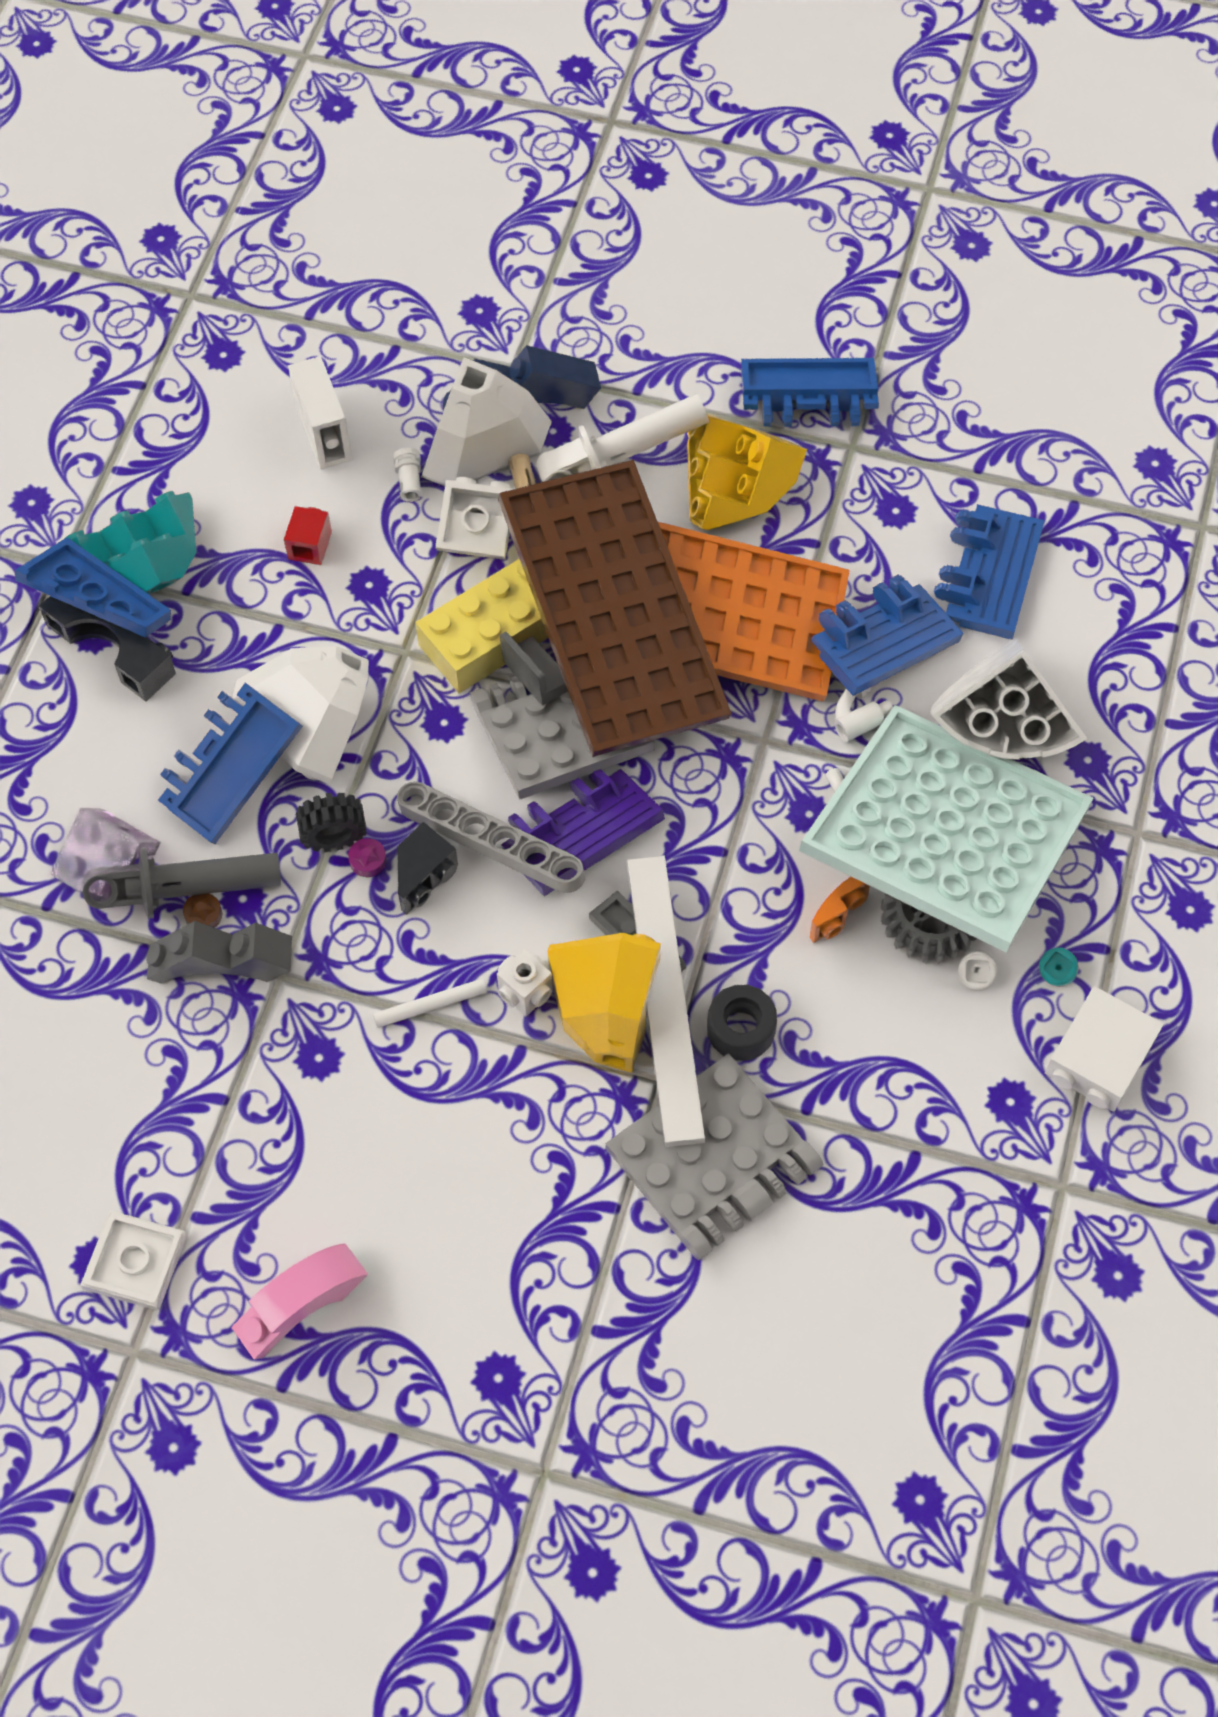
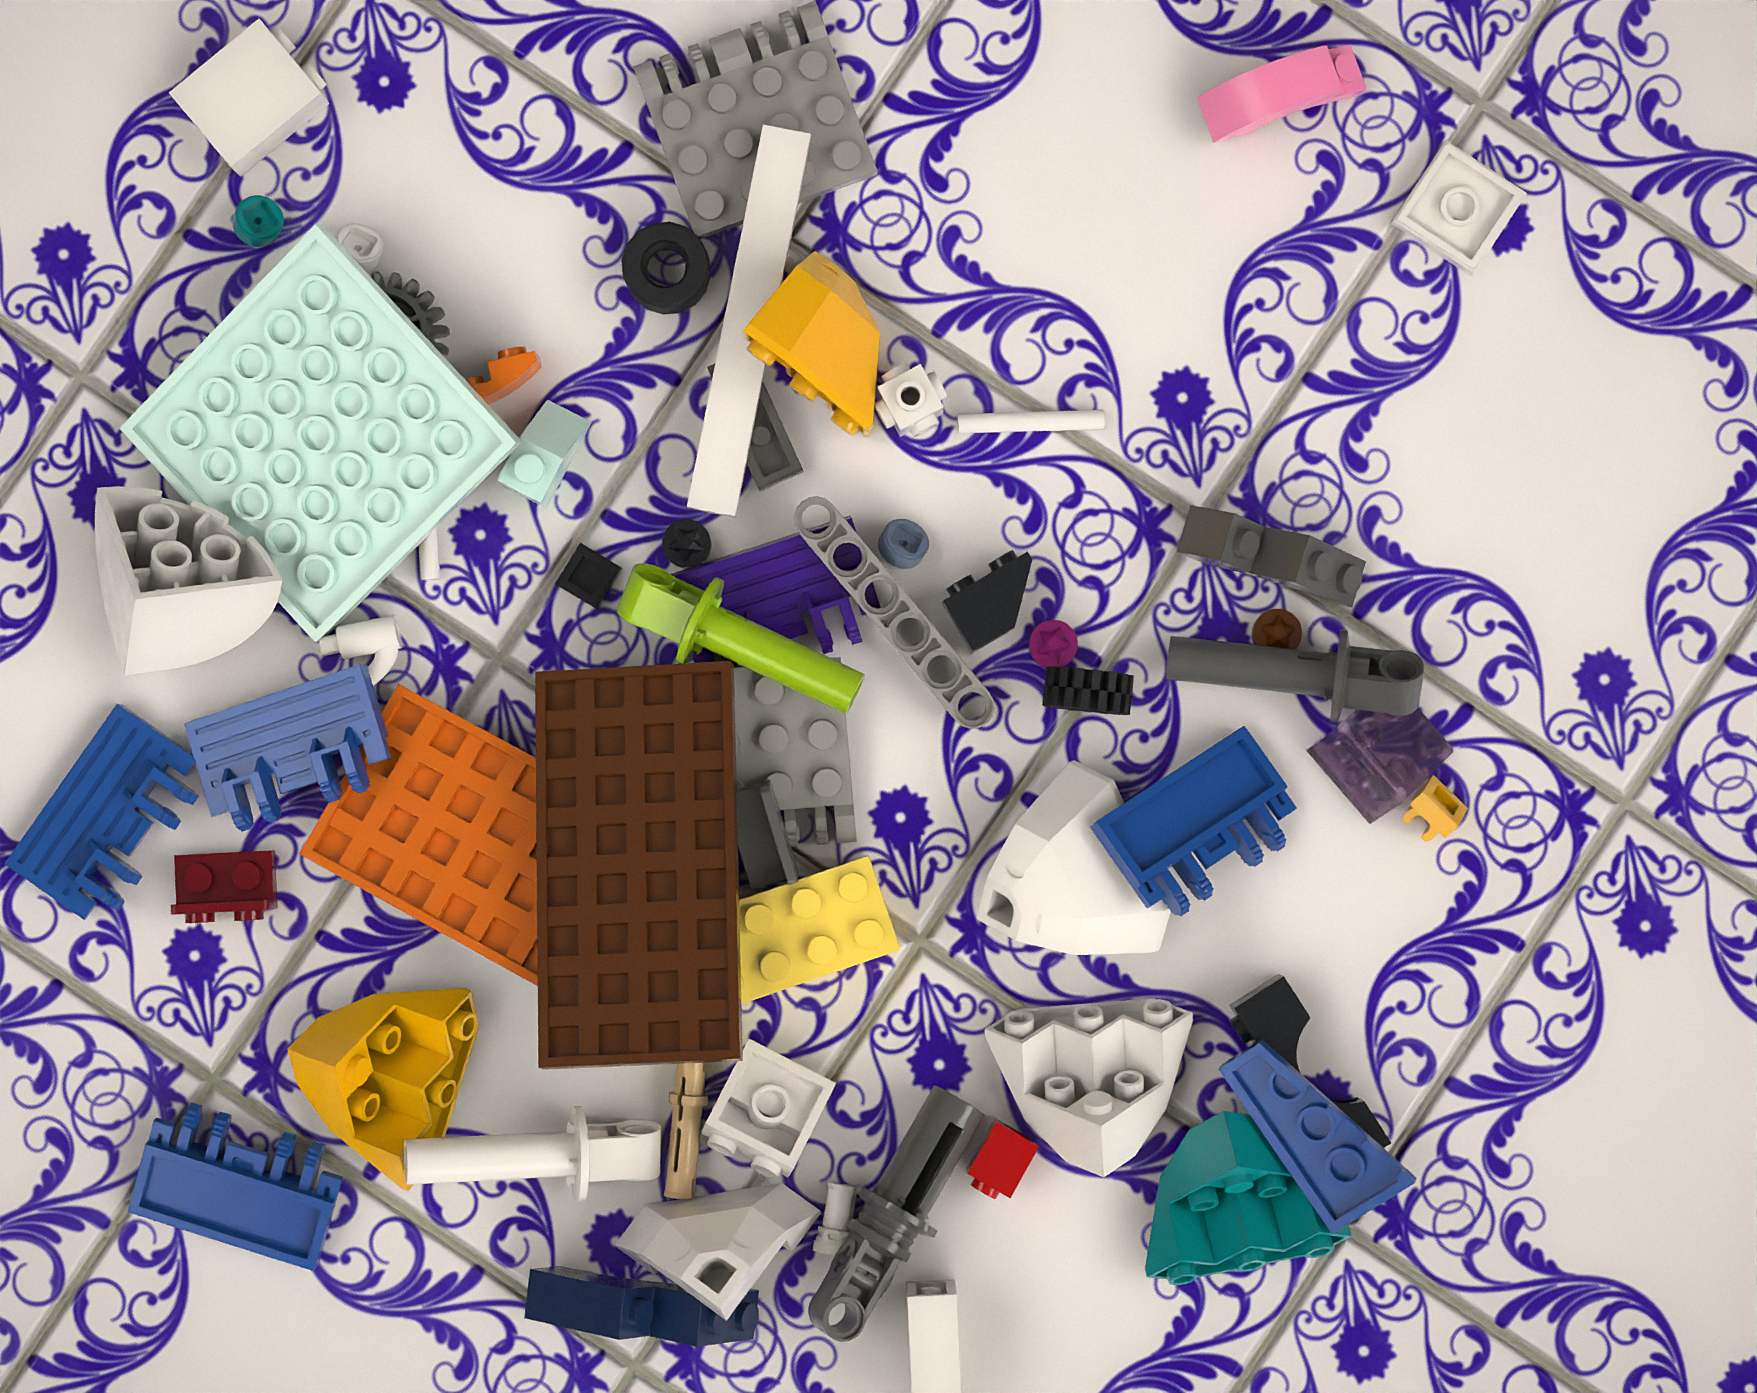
camera: 160 degrees left, 25 degrees up
(51, 825) = (1437, 807): none -> yellow tile
(260, 598) = (1092, 1073): none -> white brick
(370, 479) = (894, 1213): none -> dark grey piece
(498, 889) = (903, 543): none -> sand blue tile
(630, 776) = (697, 620): none -> lime piece
(657, 842) = (686, 543): none -> black tile
(720, 806) = (588, 576): none -> black tile
(782, 870) = (544, 453): none -> light aqua slope
(892, 548) = (225, 883): none -> dark red bracket

